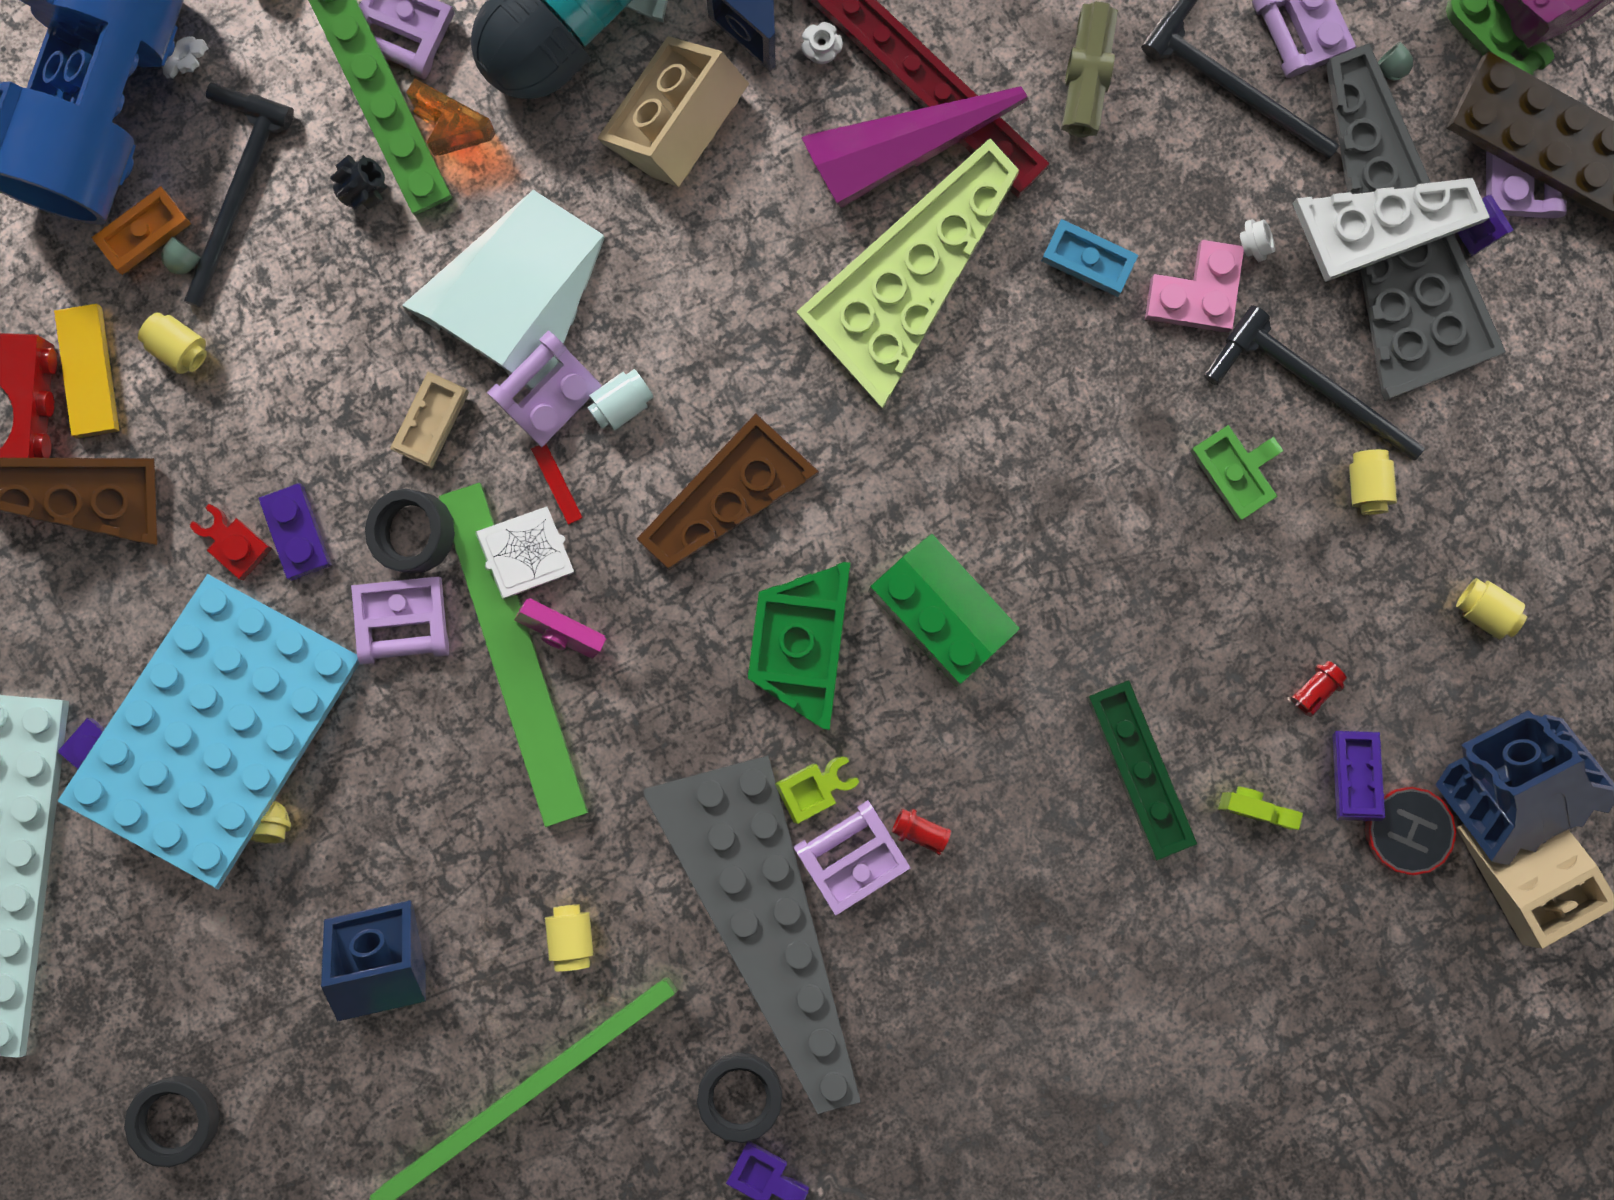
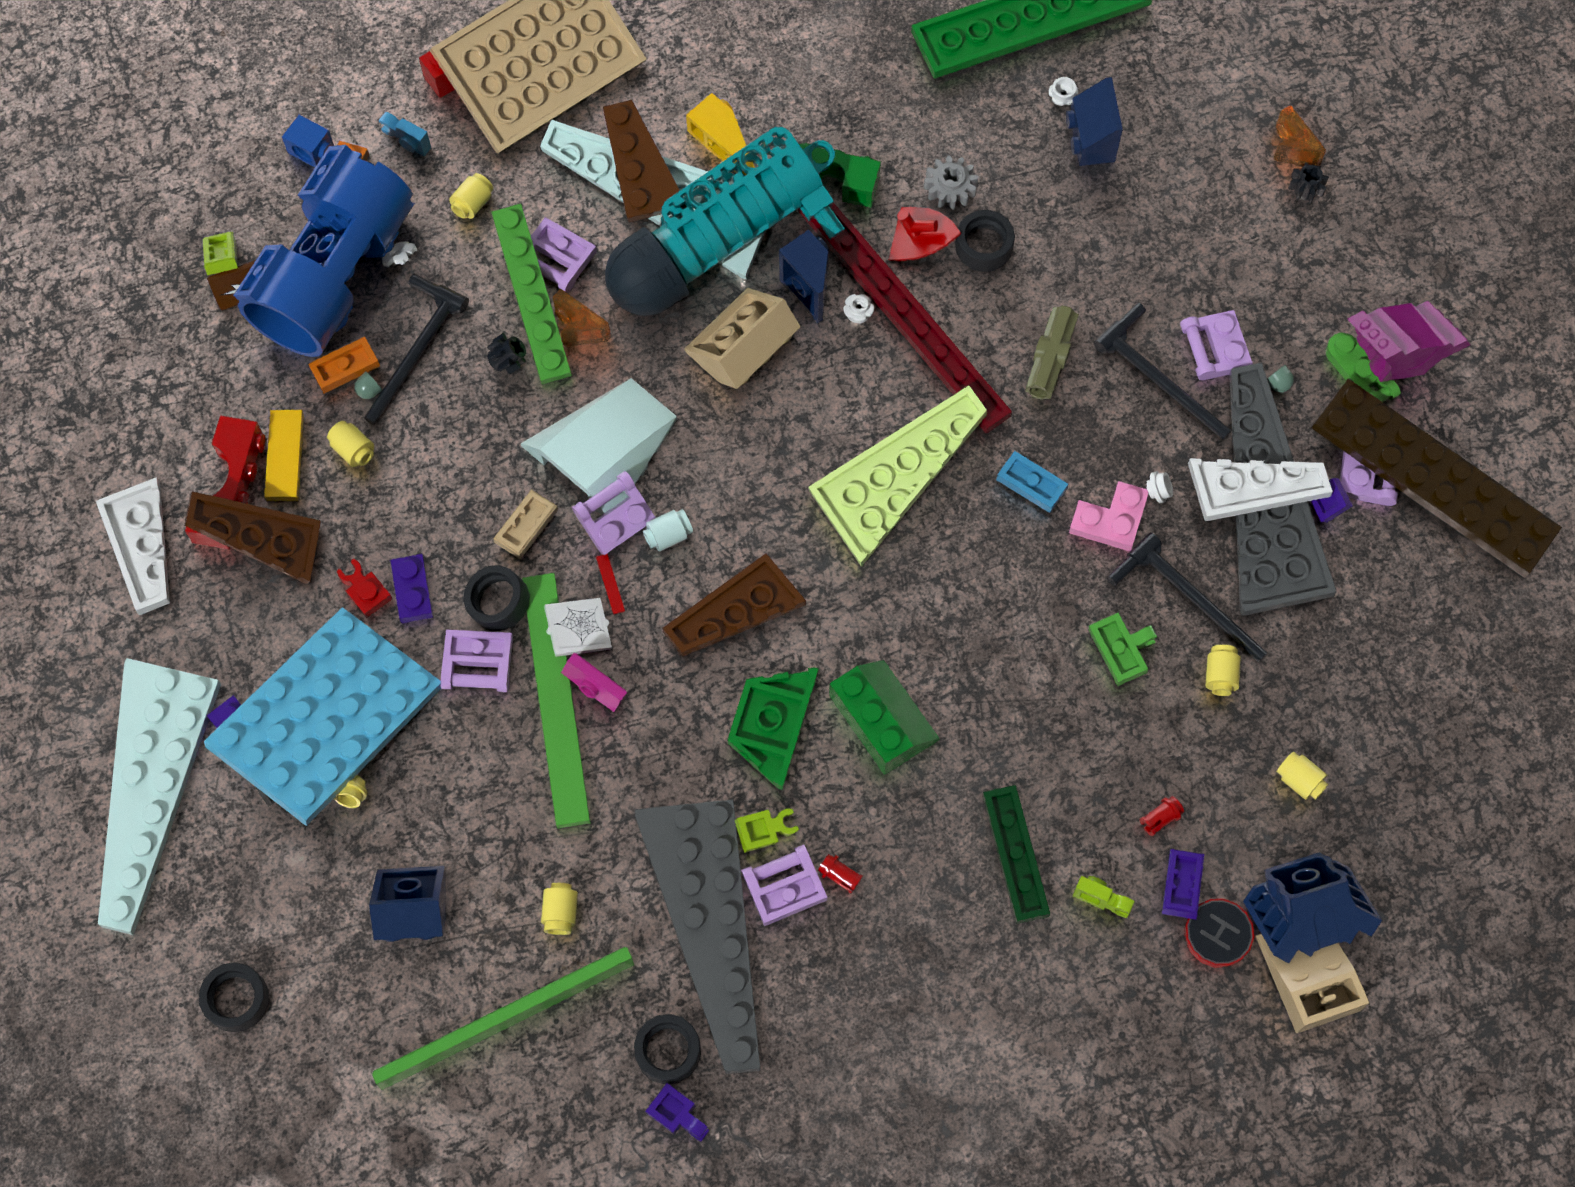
camera: 15 degrees right, 15 degrees down
(873, 151) = (884, 385): magenta wedge -> none

